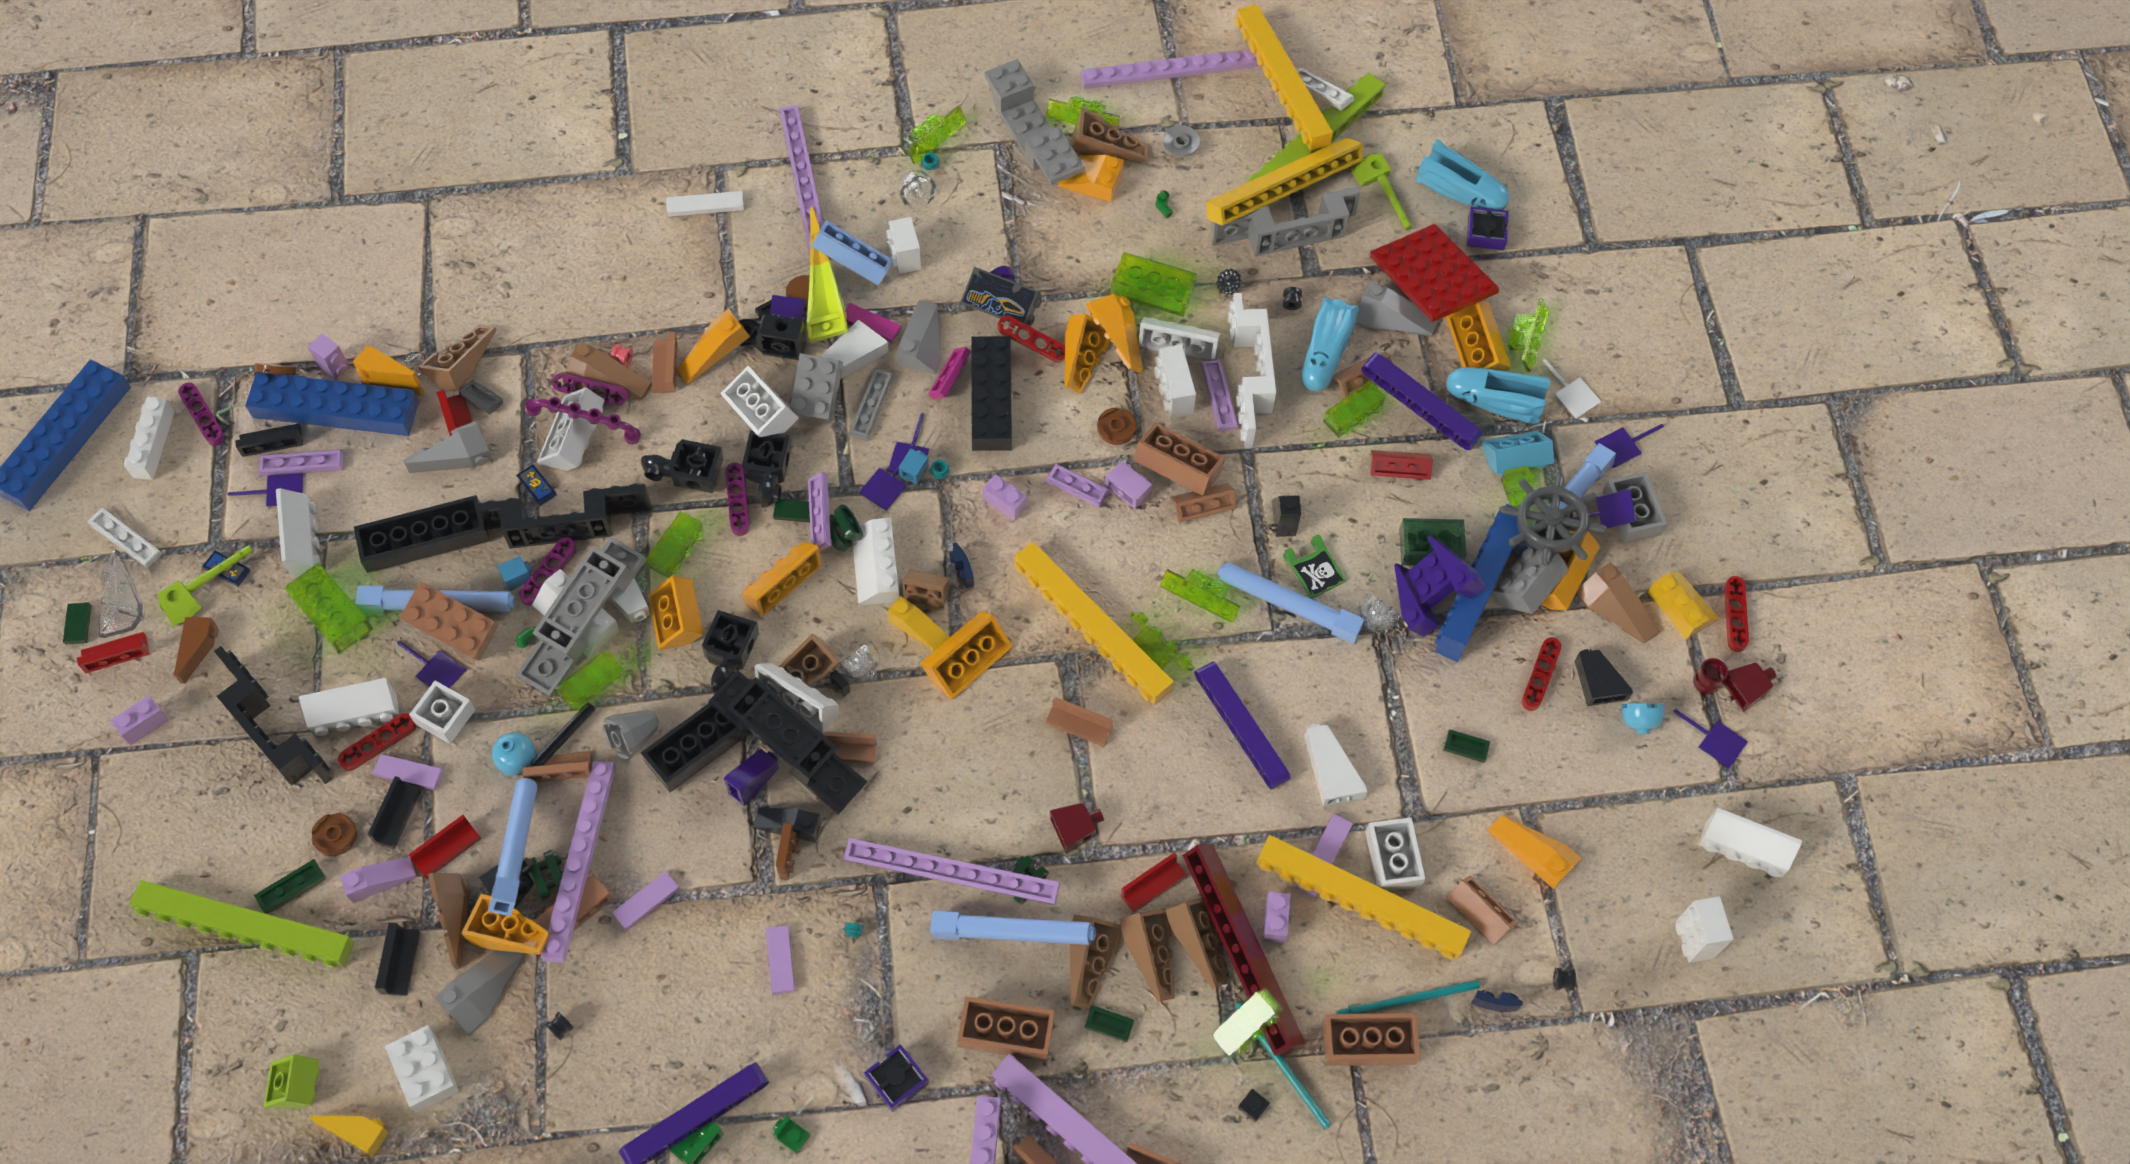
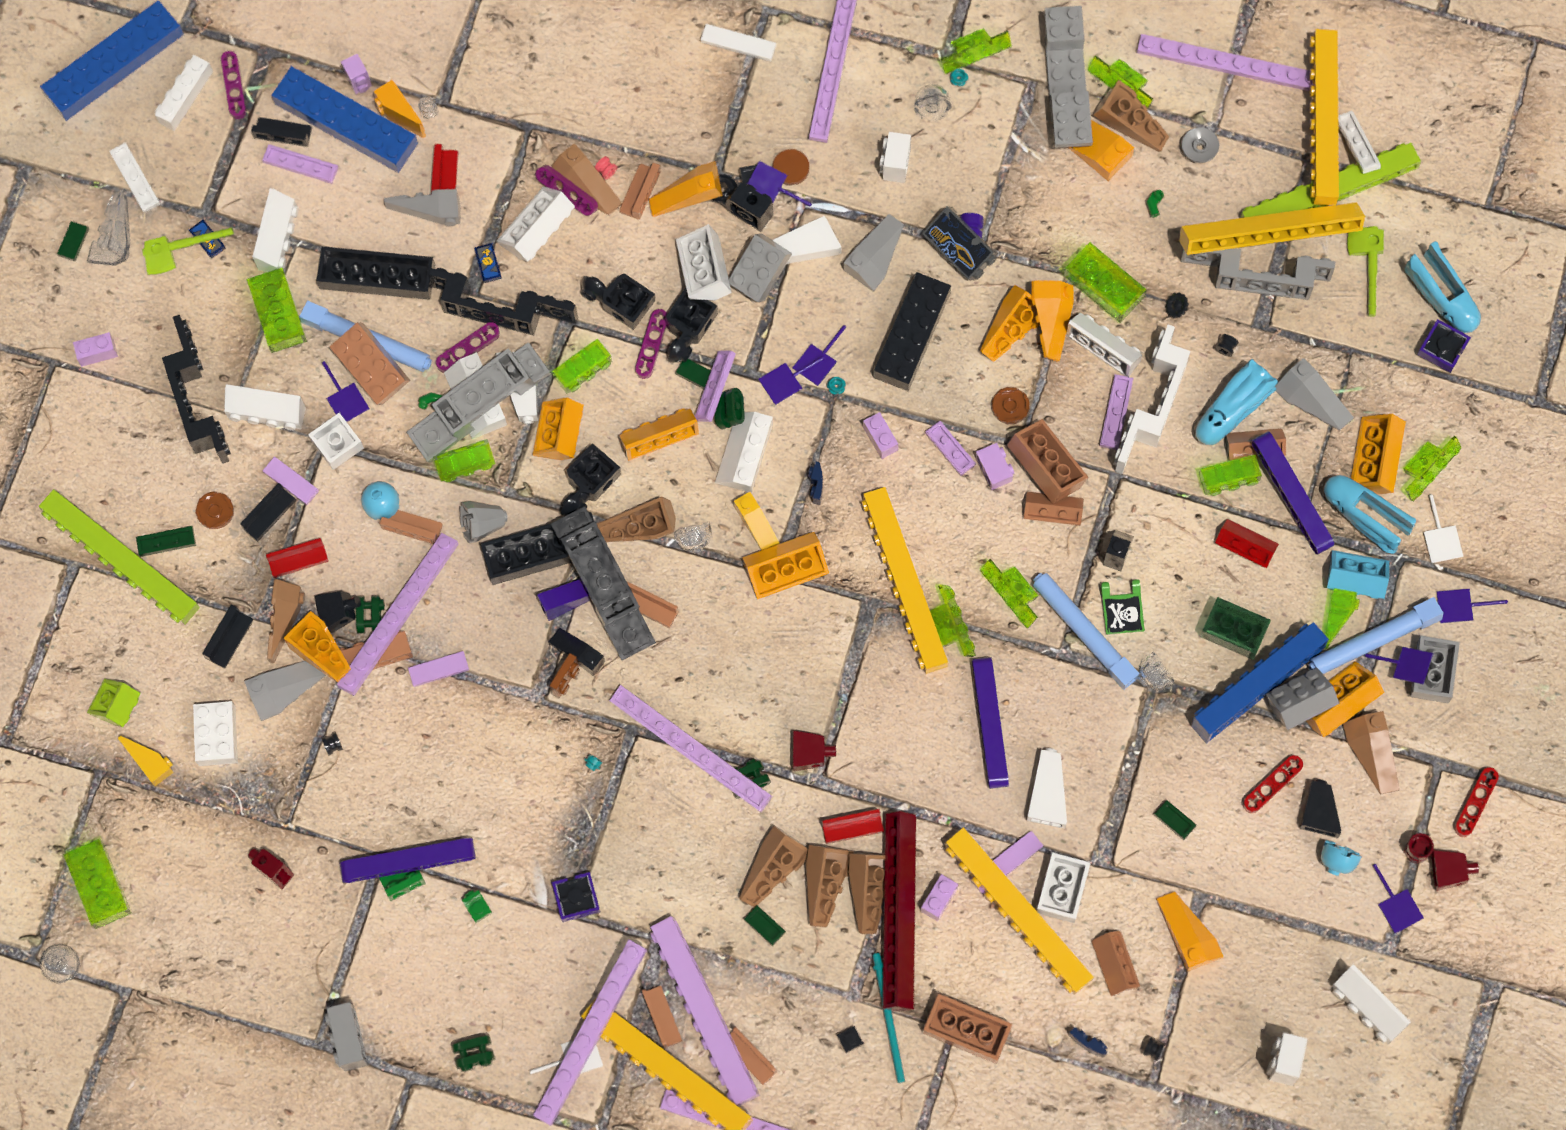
camera: 30 degrees right, 10 degrees up
(113, 652) = (94, 279): red panel -> none
(195, 643) = (160, 299): dark orange slope -> none
(275, 368) = (308, 67): dark orange tile -> none
(290, 482) = (275, 178): dark purple piece -> none
(376, 878) = (235, 562): lavender slope -> none
(378, 744) = (276, 447): red beam -> none
(456, 364) = (462, 120): medium nougat wedge -> none
(481, 397) = (471, 160): dark grey tile -> none
(513, 848) = (349, 584): light blue brick -> none
(515, 572) = (440, 338): dark azure brick -> none
(534, 407) = (511, 193): magenta bar -> none
(563, 735) = (425, 500): black axle -> none
(780, 960) = (525, 762): lavender tile -> none
(803, 699) = (625, 547): white slope -> none
(825, 307) = (801, 190): neon yellow plate -> none
(838, 683) = (667, 547): black plate -> none
(852, 252) = (845, 148): light blue brick -> none
(871, 404) = (804, 299): light grey tile -> none
(880, 325) = (837, 219): dark pink tile -> none
(913, 466) = (815, 374): dark azure brick -> none
(926, 588) = (776, 492): medium nougat slope -> none
(949, 373) = (884, 297): dark pink plate -> none
(956, 926) = (676, 795): light blue brick -> none
(1006, 1028) = (678, 895): nougat brick -> none
(1031, 341) = (968, 296): red beam -> none
(1080, 722) = (854, 664): nougat panel -> none
(1175, 381) = (1078, 386): white brick -> none
(1248, 1023) = (872, 973): clear neon green brick -> none
(1412, 998) = (1017, 1009): teal bar -> none
(1431, 582) = (1210, 665): dark purple wedge -> none
(1434, 272) = (1368, 371): red plate -> none
(1550, 529) = (1344, 656): dark grey piece -> none
(1682, 604) = (1433, 773): yellow slope -> none

